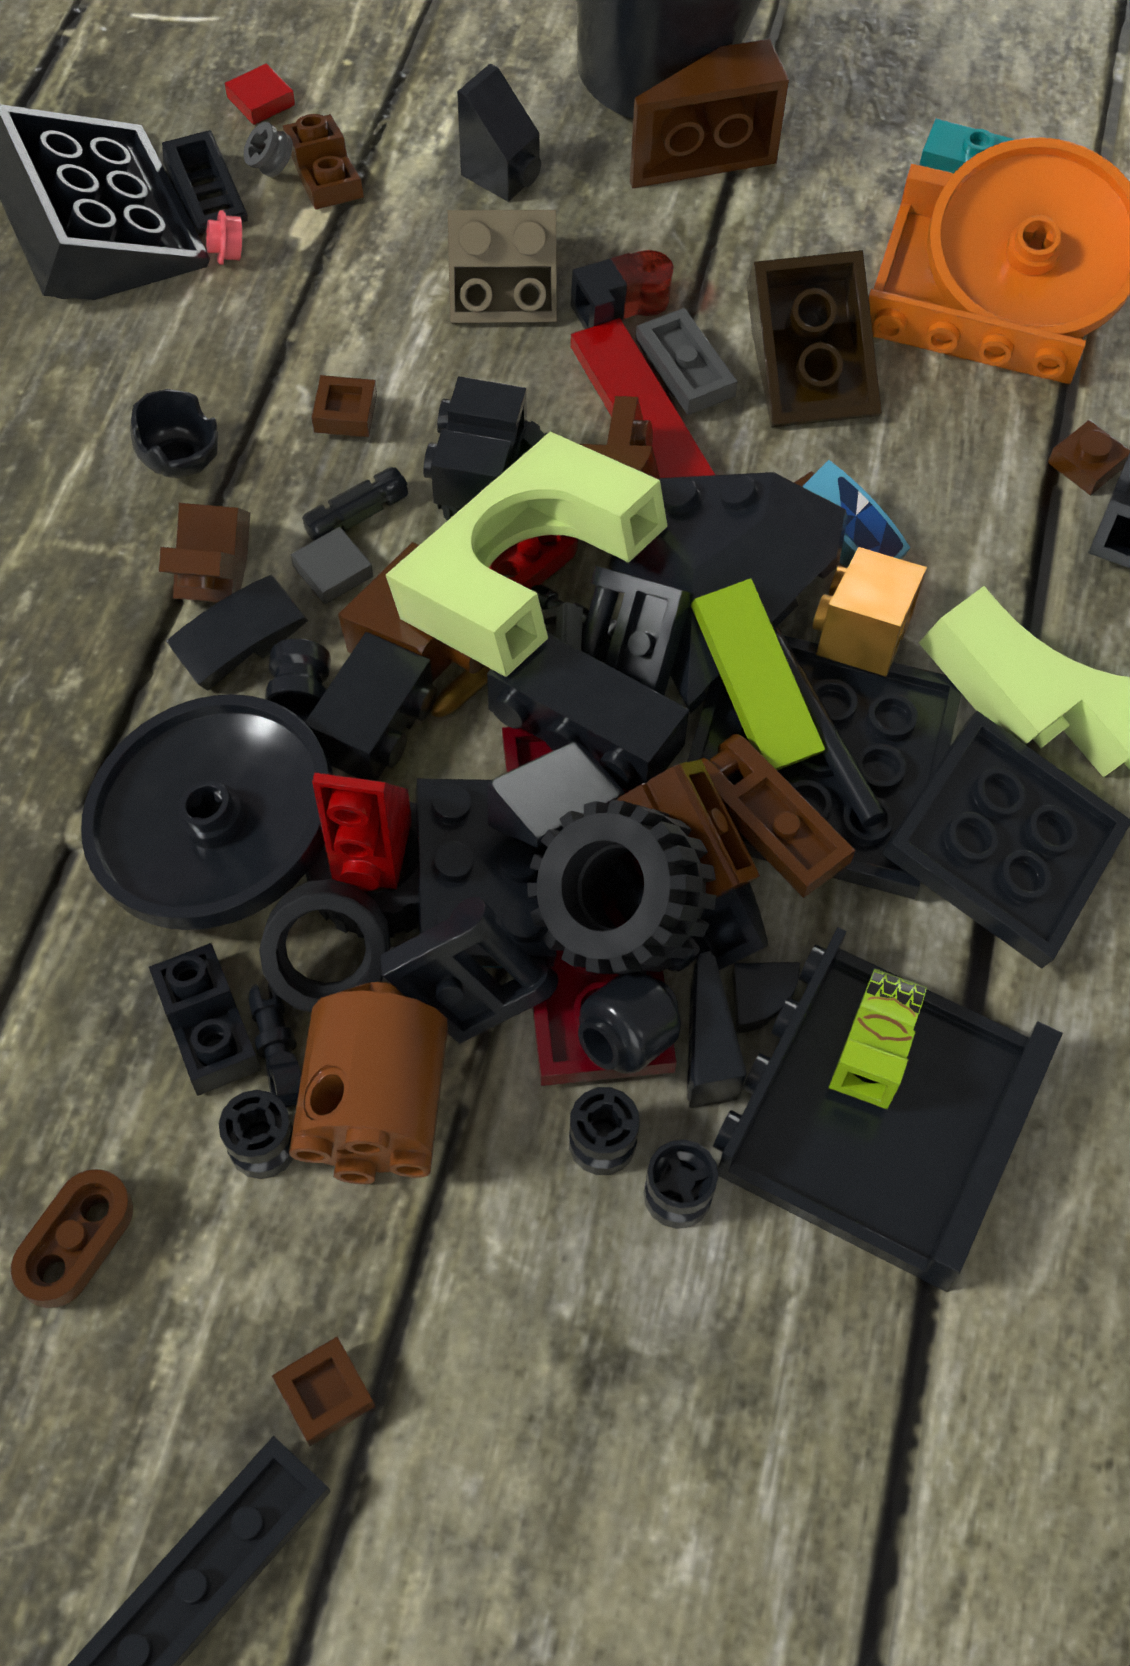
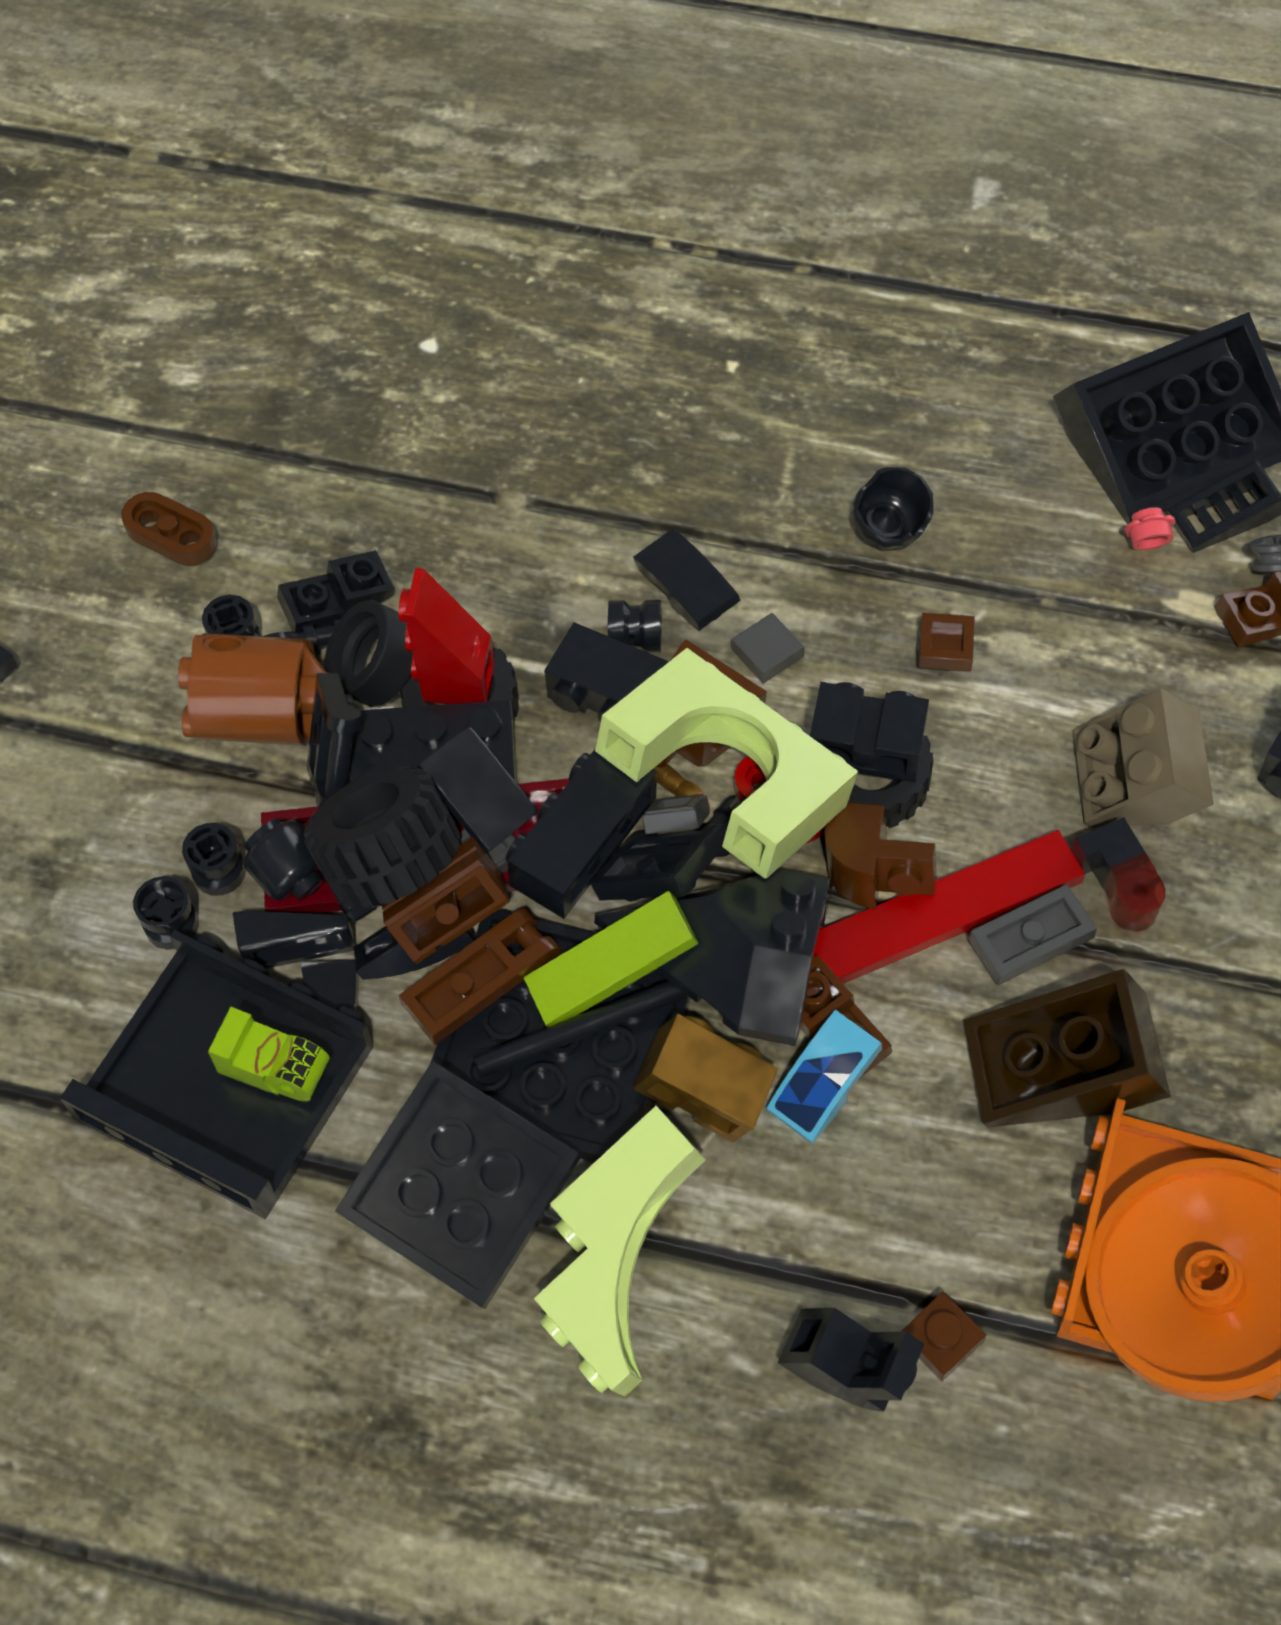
camera: 95 degrees right, 0 degrees up
(206, 812) = (509, 560): black dish -> none
(208, 552) = (761, 551): reddish brown brick -> none
(323, 1391) = (43, 686): reddish brown plate -> none
(356, 503) = (832, 656): black axle -> none

